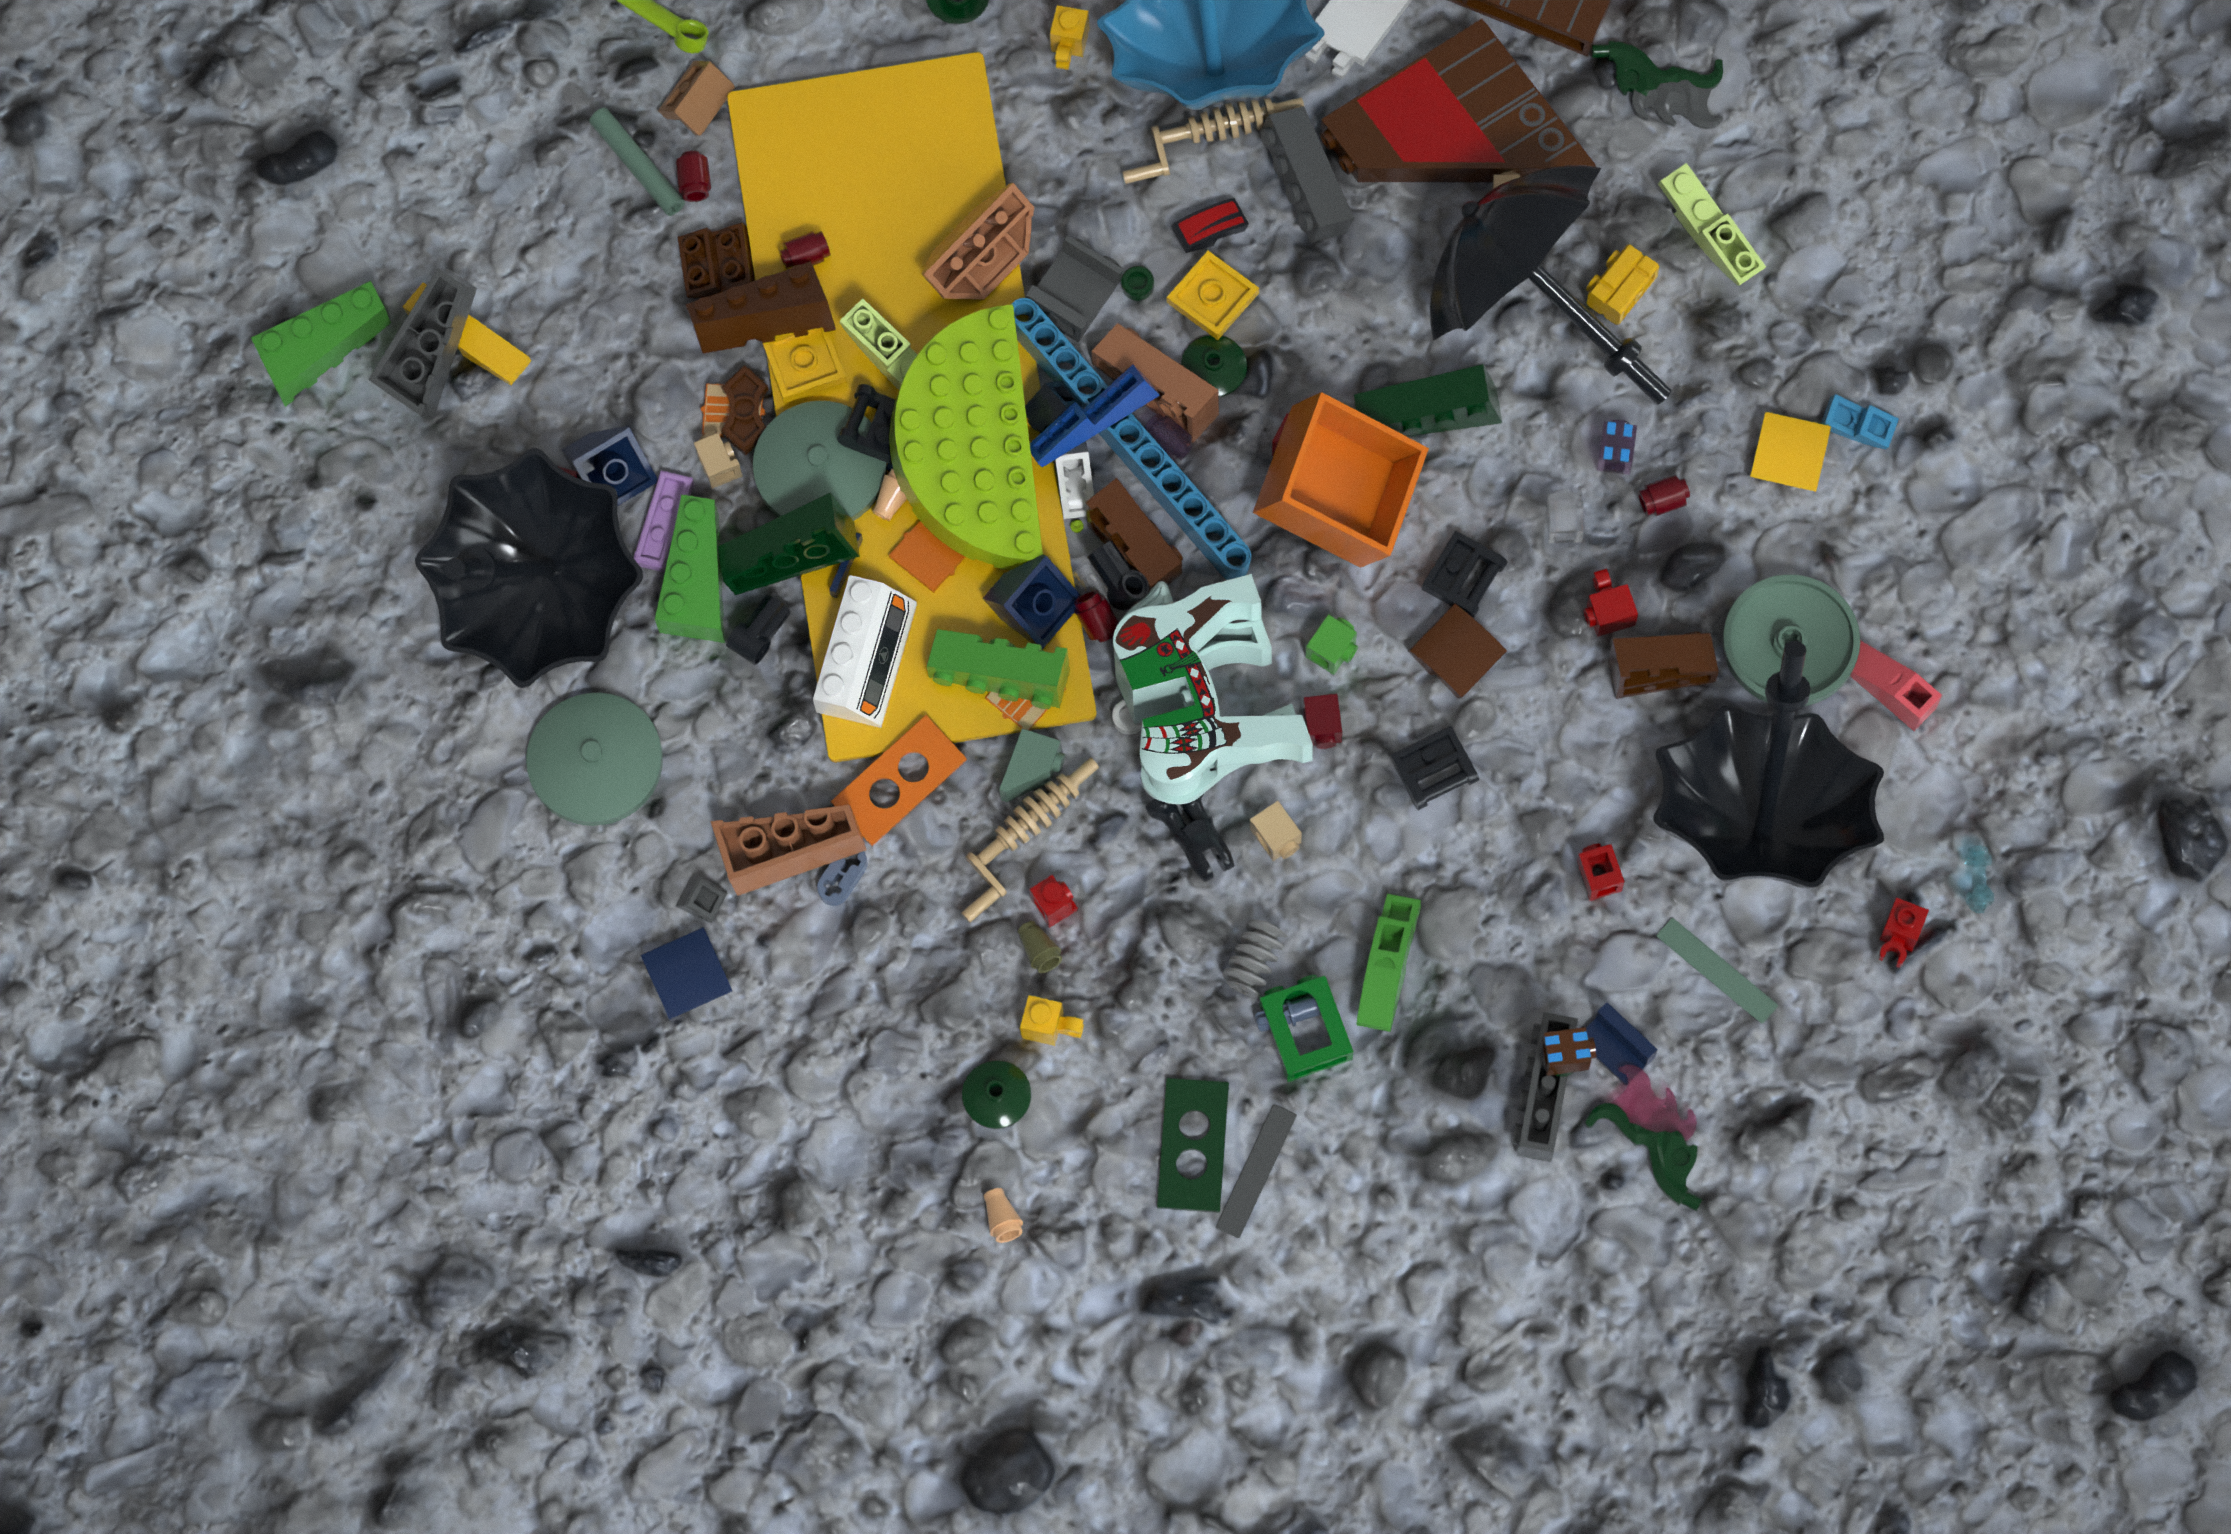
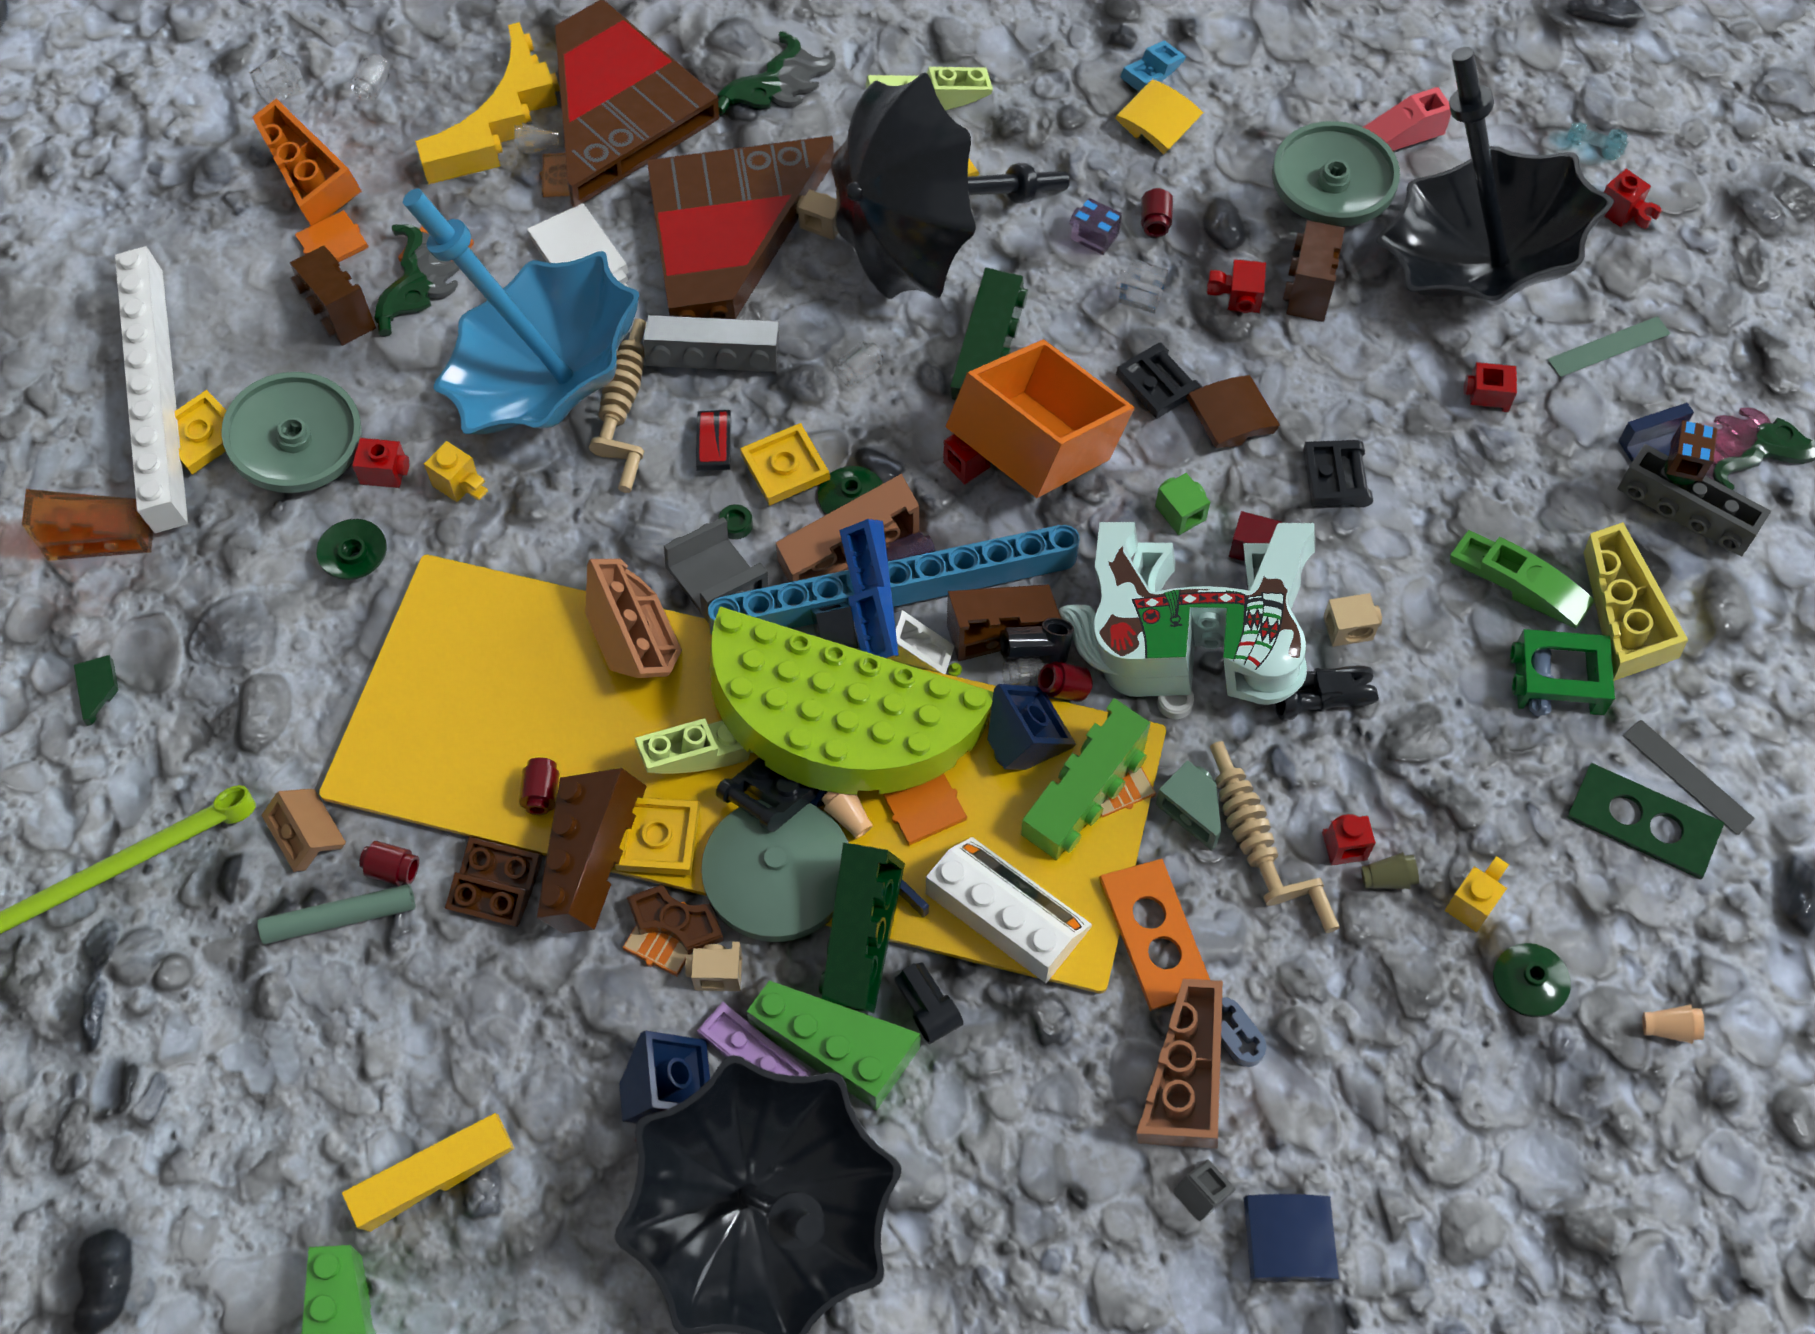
camera: 70 degrees left, 10 degrees down
(425, 345) = (426, 1220): dark grey wedge -> none
(594, 759) = (994, 1239): sand green dish -> none
(1252, 957) = (1477, 687): light grey piece -> none
(1394, 1067) = (1630, 604): none -> light yellow wedge

